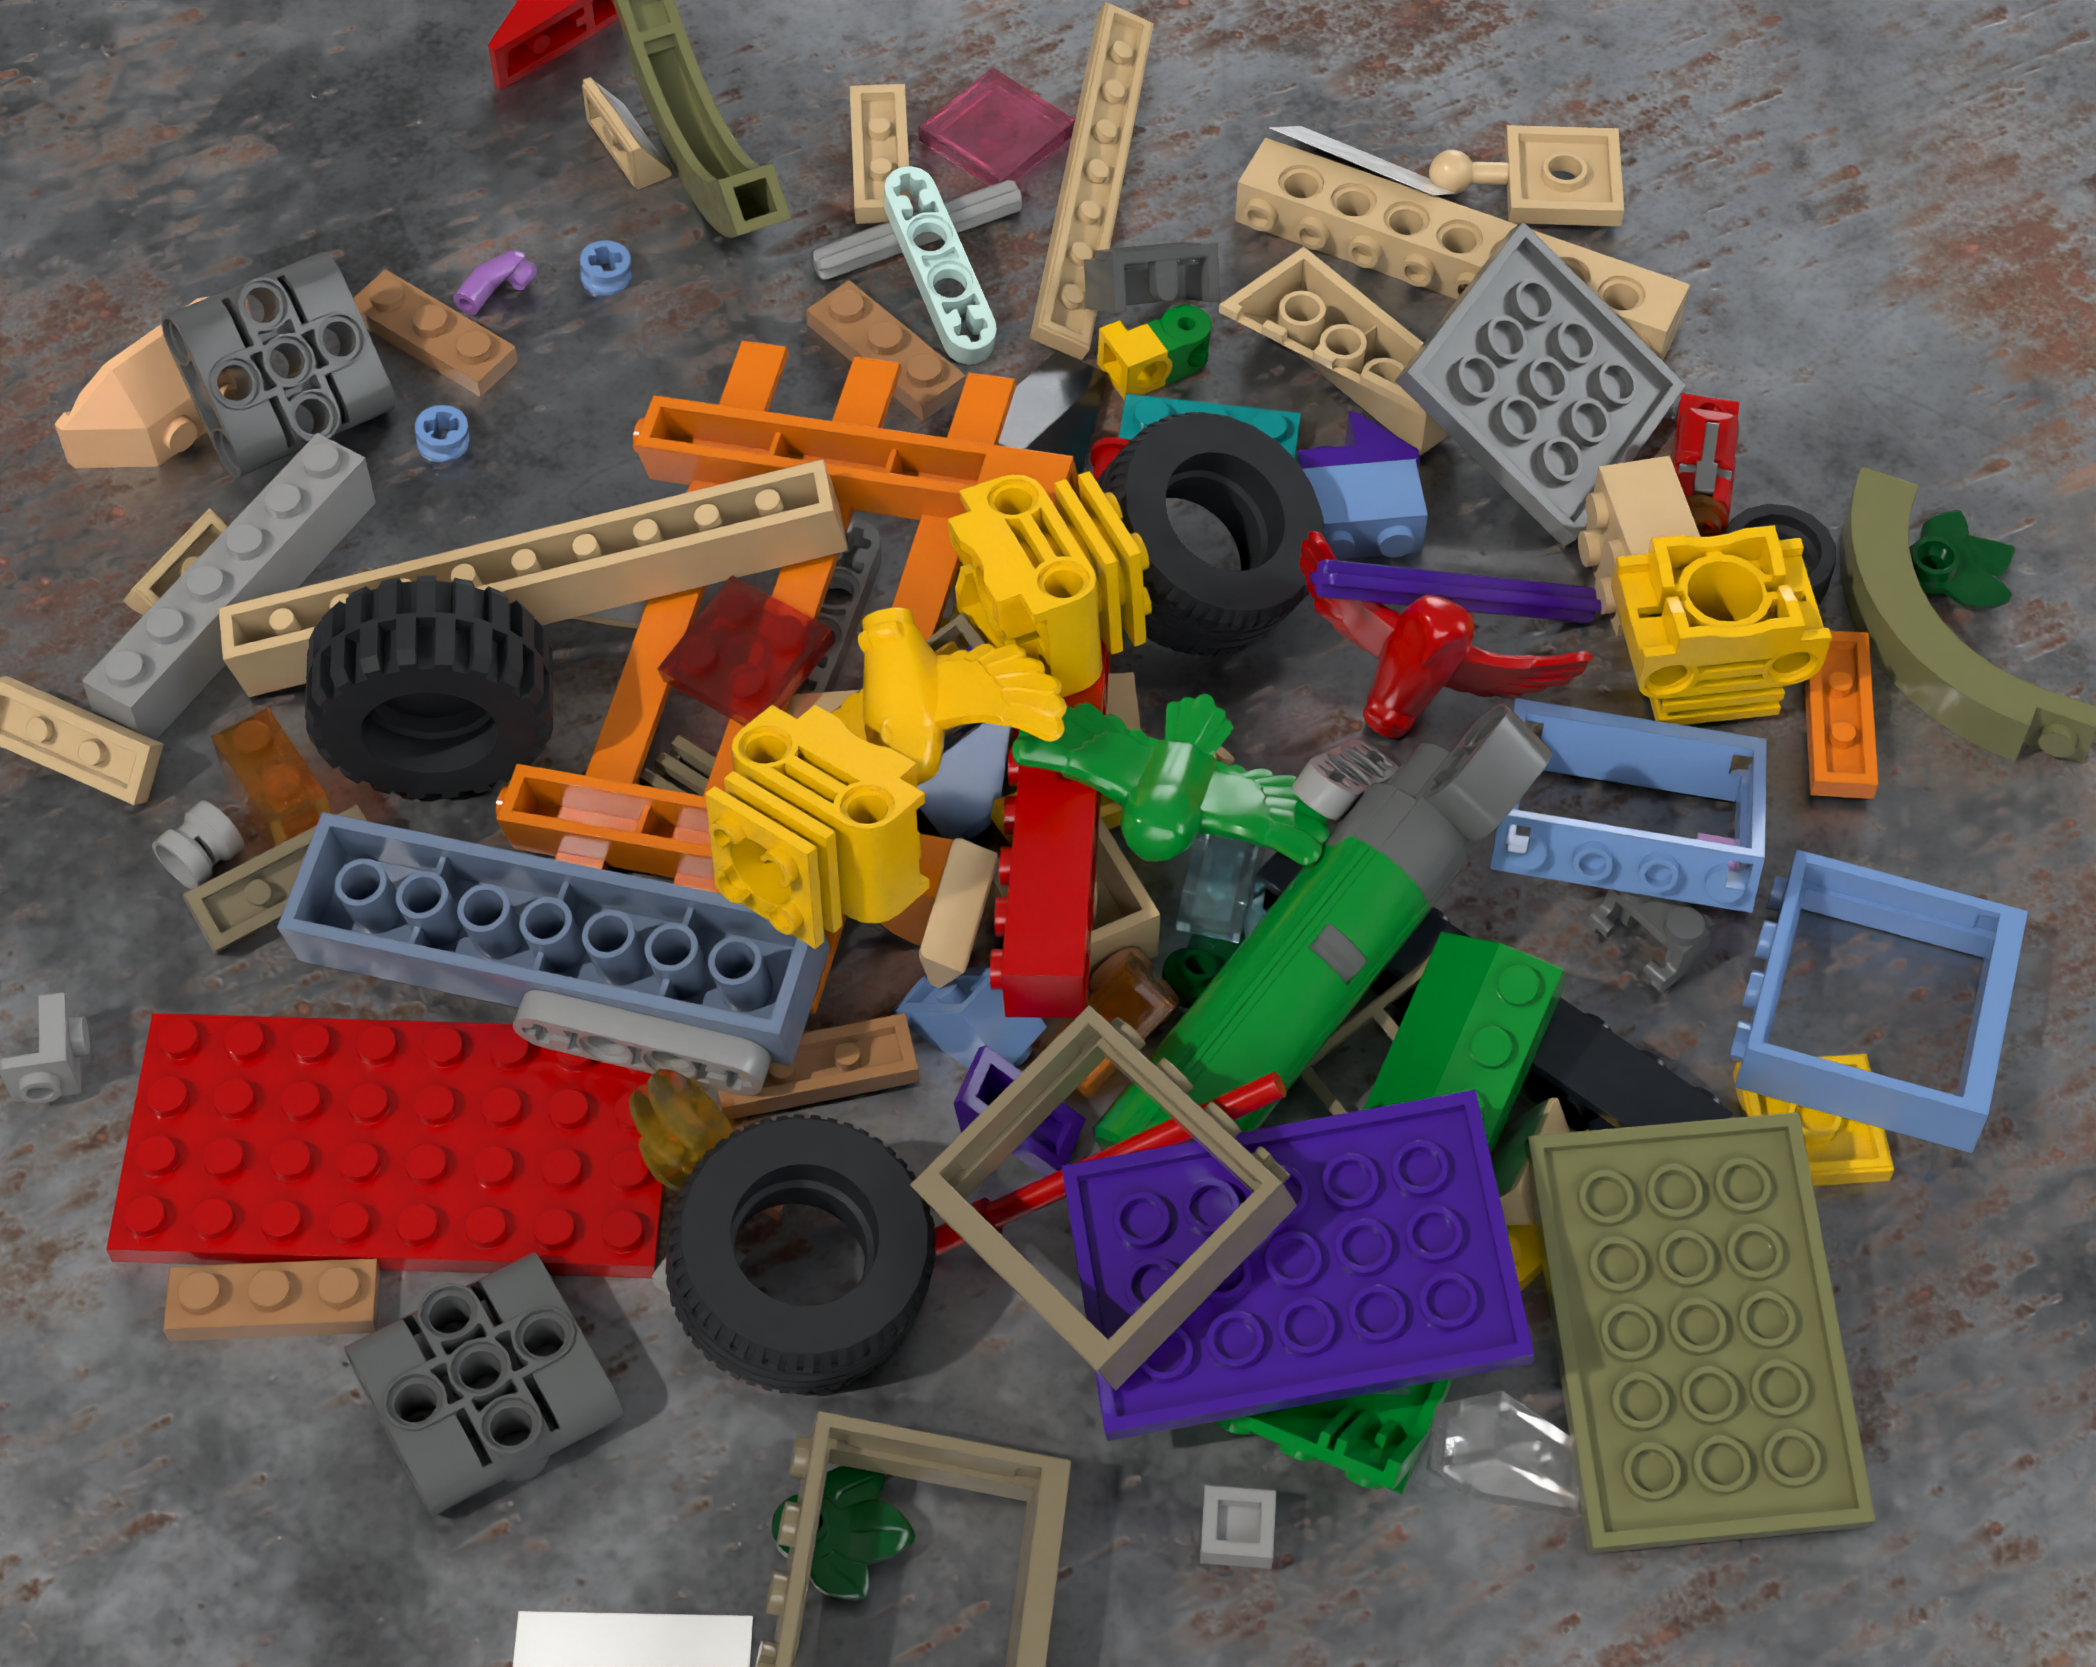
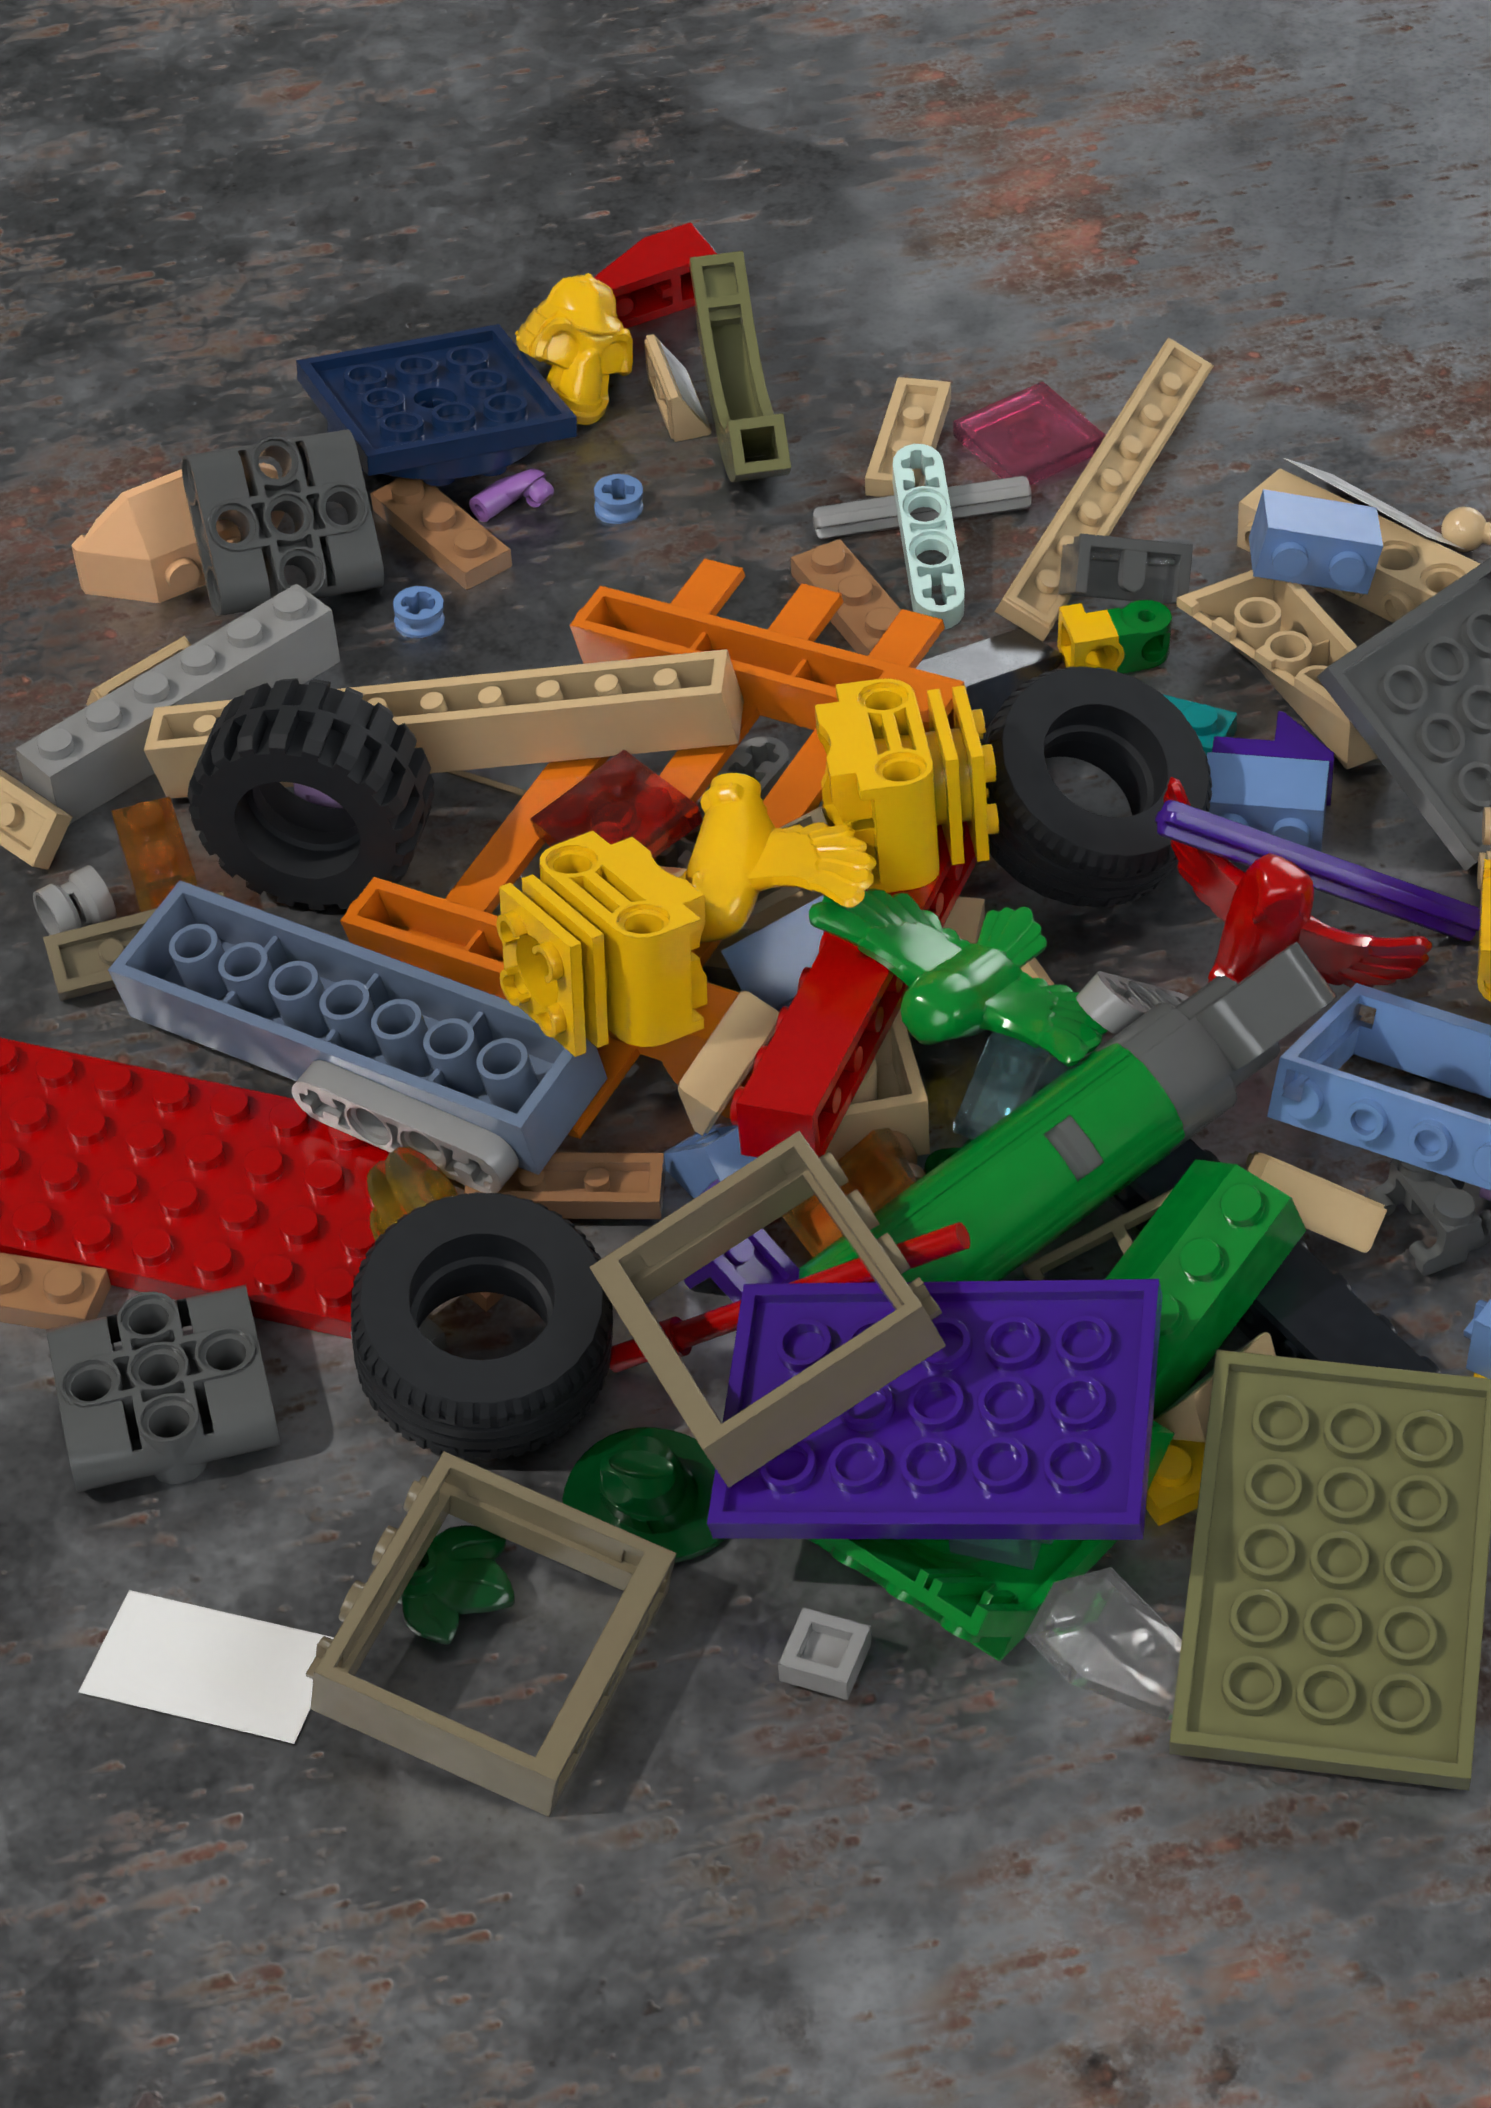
camera: 20 degrees right, 10 degrees down
(390, 193) = (438, 404): none -> dark blue piece
(520, 96) = (581, 341): none -> yellow head
(1009, 1386) = (650, 1486): none -> dark green hat
(1338, 224) = (1315, 542): none -> medium blue brick
(1568, 943) = (1323, 1204): none -> tan slope

